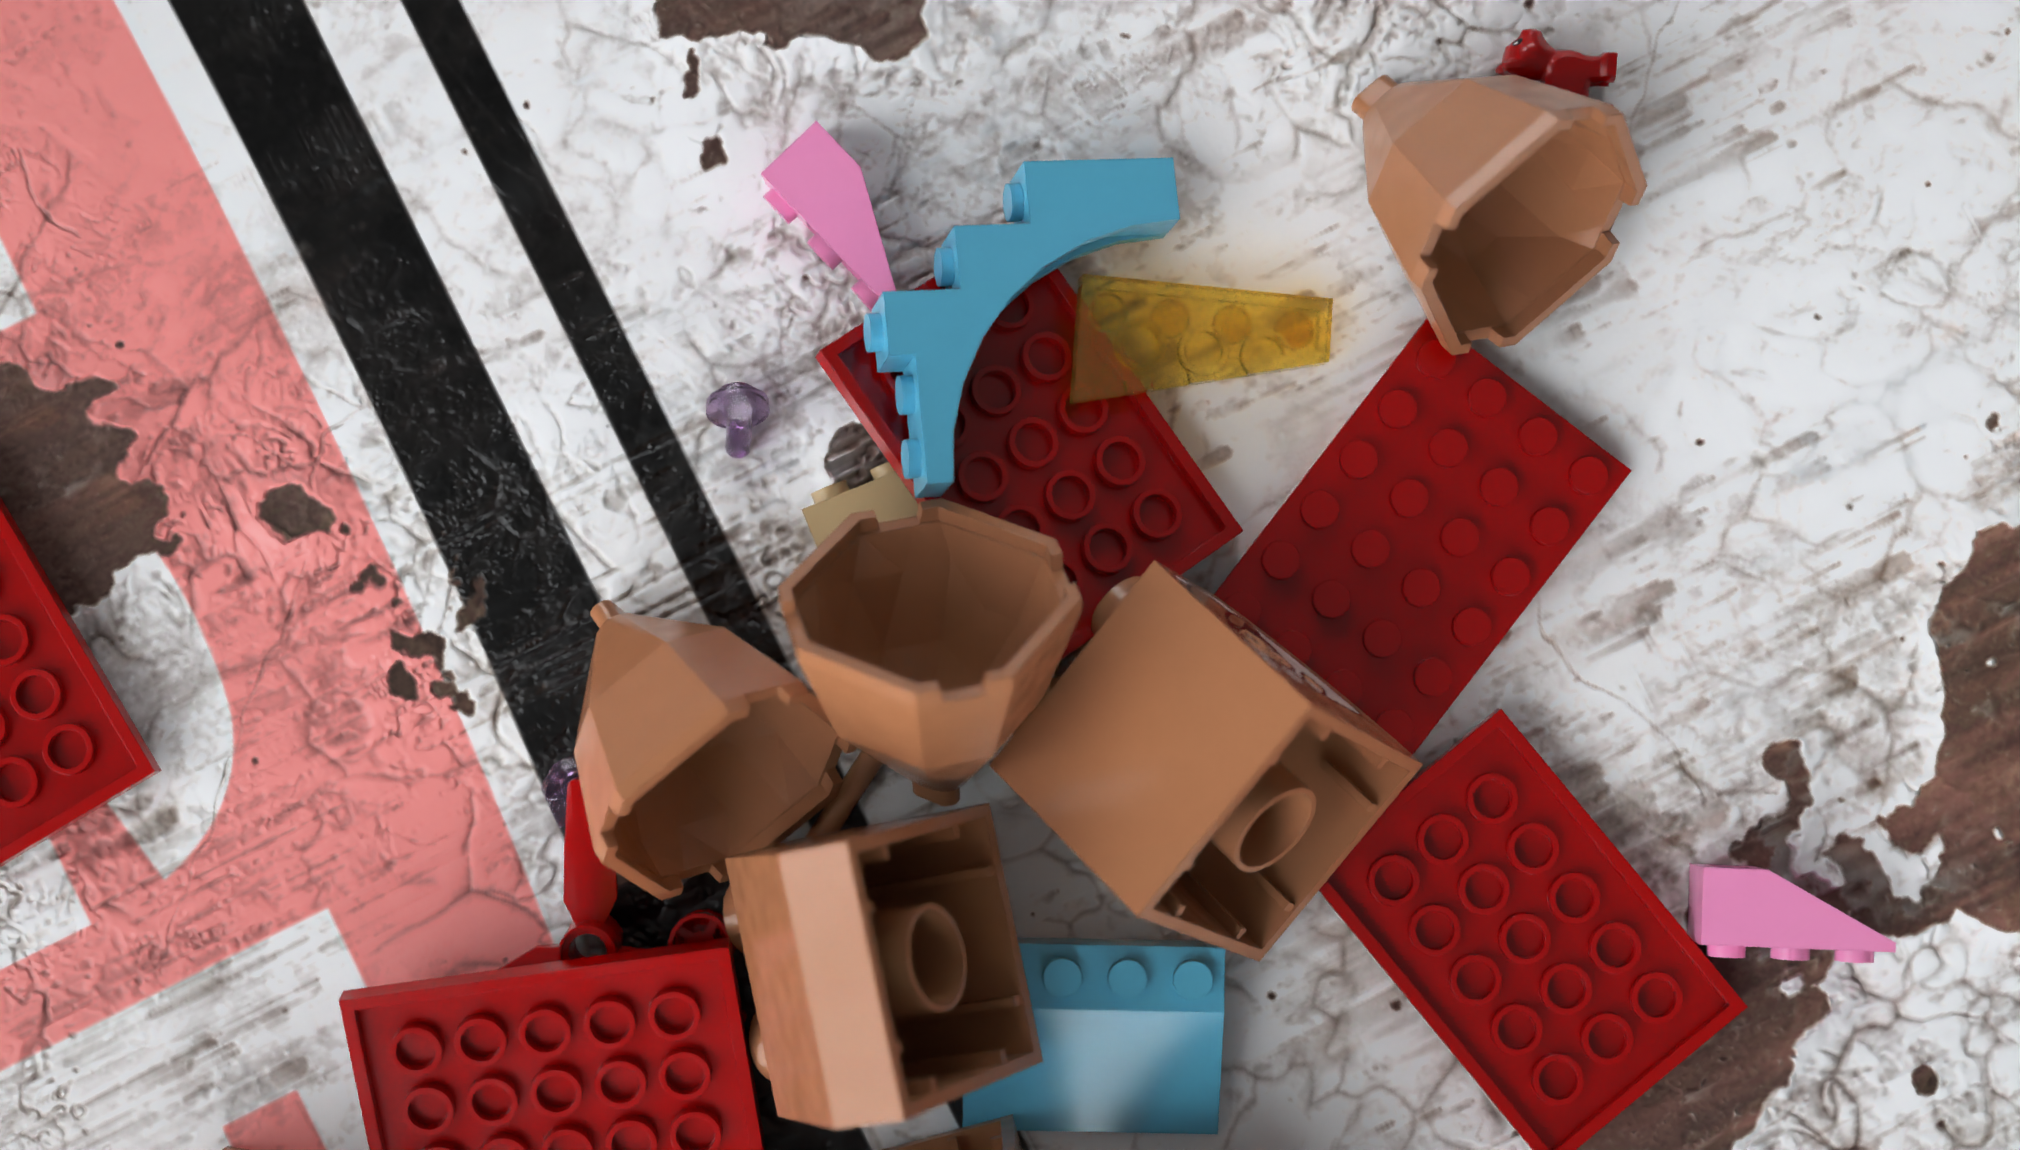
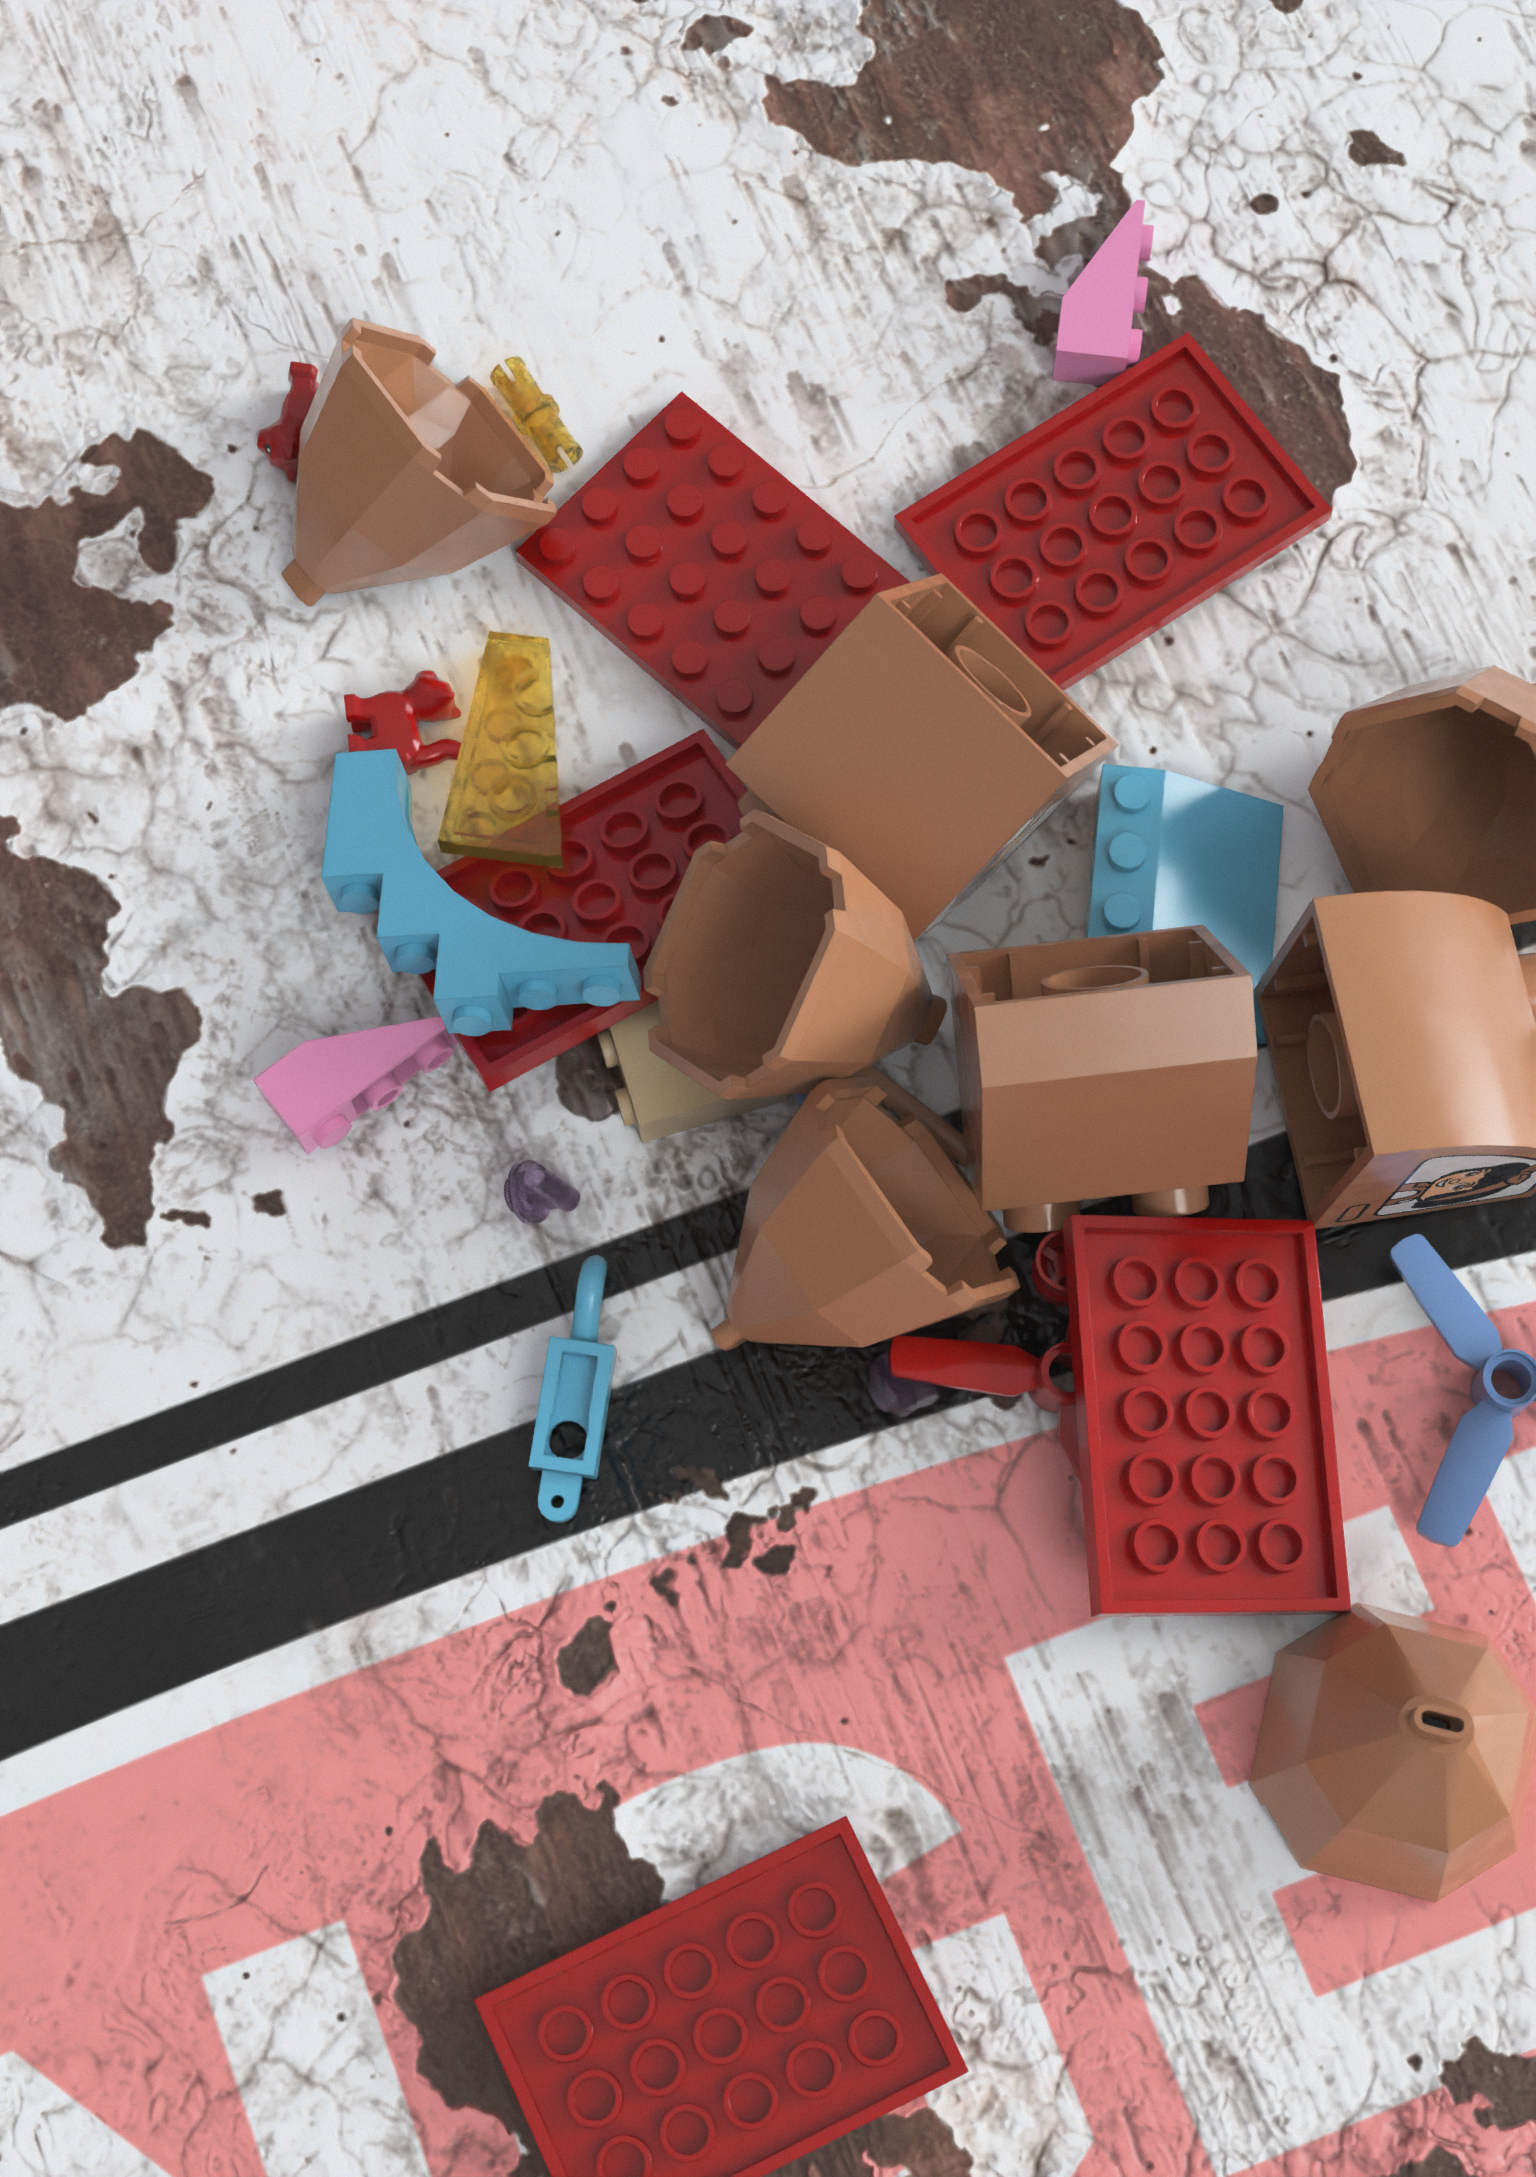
camera: 85 degrees left, 15 degrees down
(540, 476) = (577, 1391): none -> medium azure piece
(1221, 215) = (395, 720): none -> red animal
(1592, 319) = (536, 414): none -> clear yellow pin

